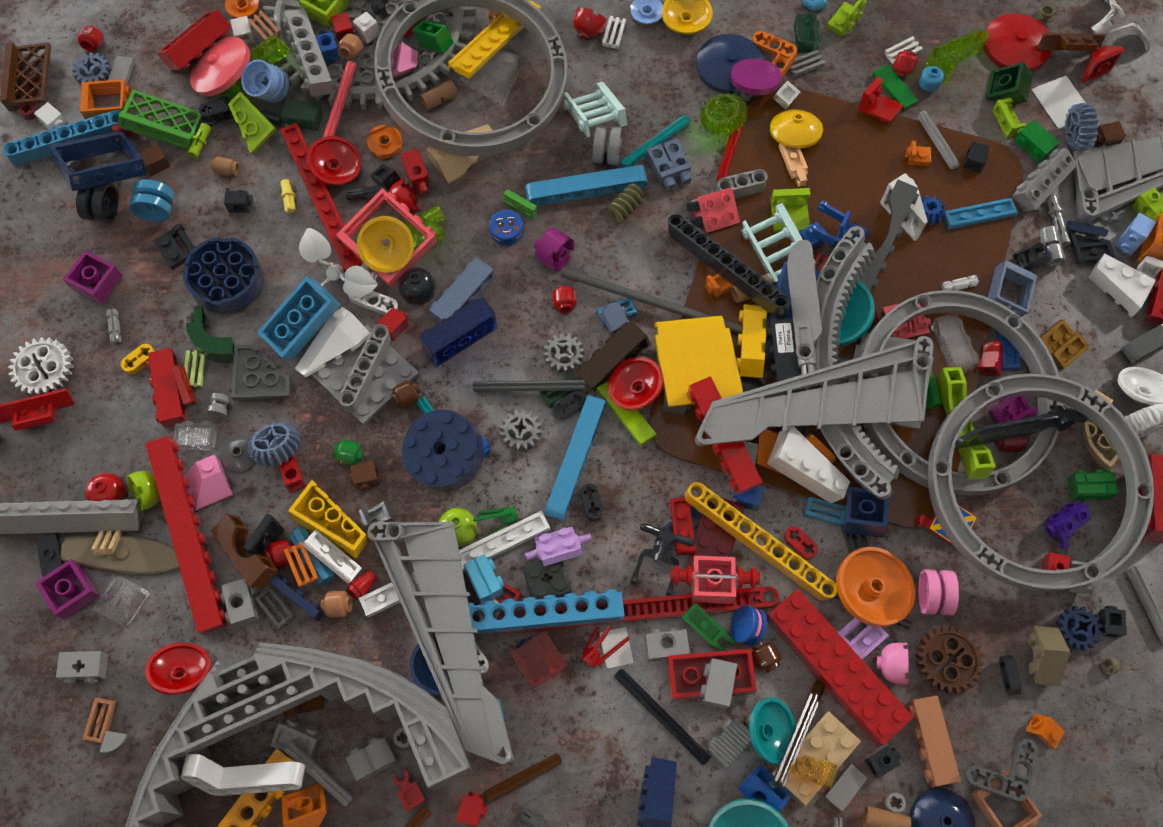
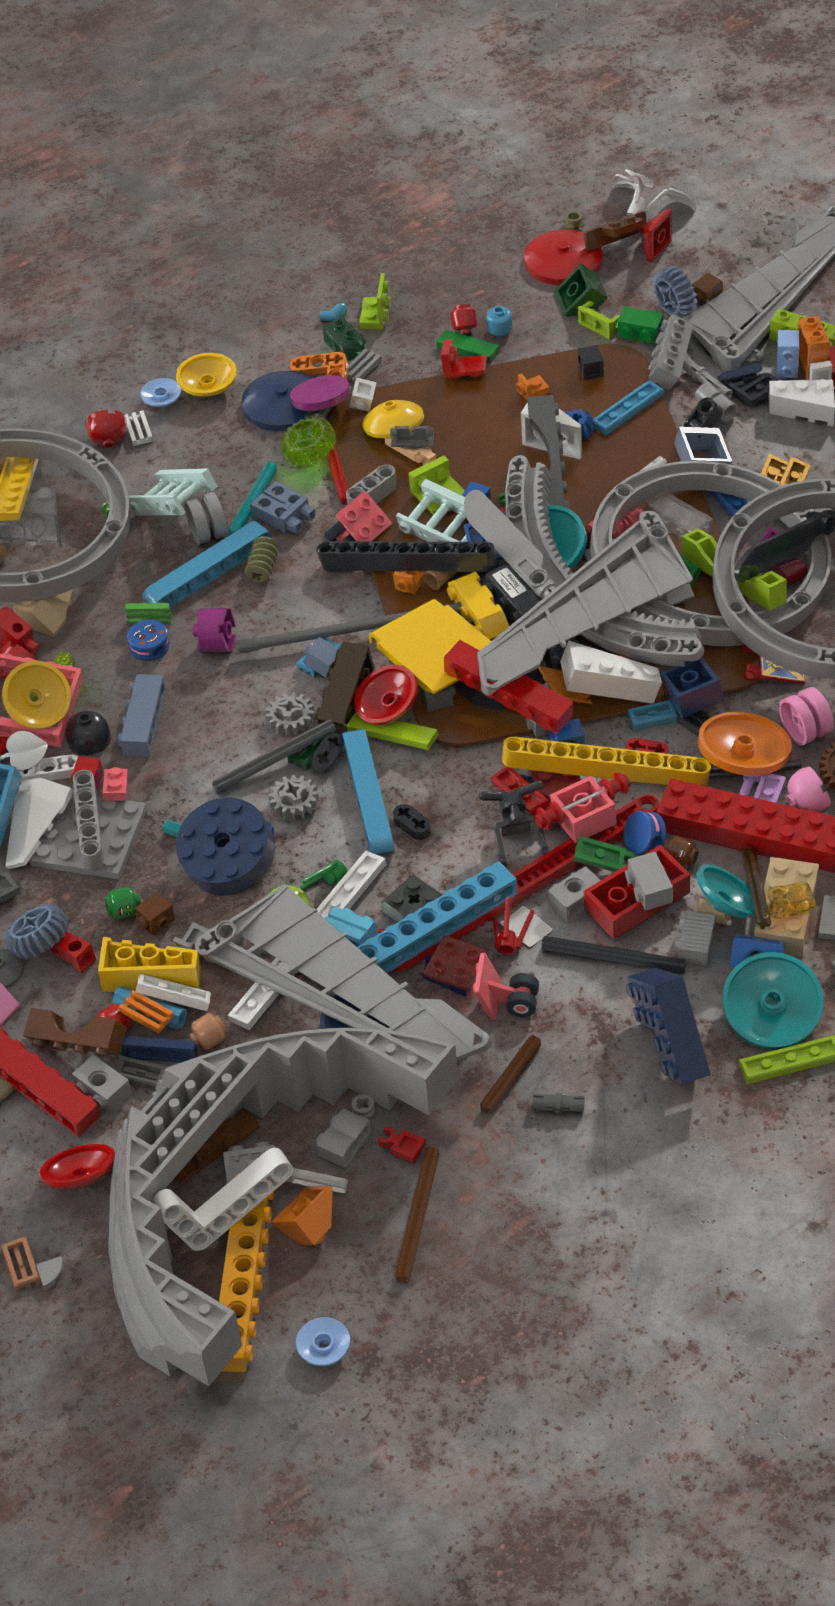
camera: 25 degrees left, 20 degrees down
(266, 532) = (86, 1003): black plate -> none
(361, 585) = (222, 1003): red cone -> none
(405, 344) = (115, 784): none -> coral plate
(405, 394) = (147, 825): reddish brown head -> none
(458, 331) = (165, 744): clear blue brick -> none
(471, 809) = (479, 1123): red brick -> none
(549, 695) = (490, 990): none -> plate
(558, 546) = (404, 867): lavender plate -> none
(564, 299) = (257, 668): red head -> none
(796, 156) = (421, 437): none -> dark grey hinge
(841, 217) = (487, 467): blue piece -> none
(906, 44) = (444, 317): white tile -> none
(938, 140) = (543, 366): light grey axle -> none
(950, 52) = (508, 286): clear neon green beam -> none
(991, 358) = (721, 512): red leg -> none
(1058, 98) = (635, 284): white sticker -> none

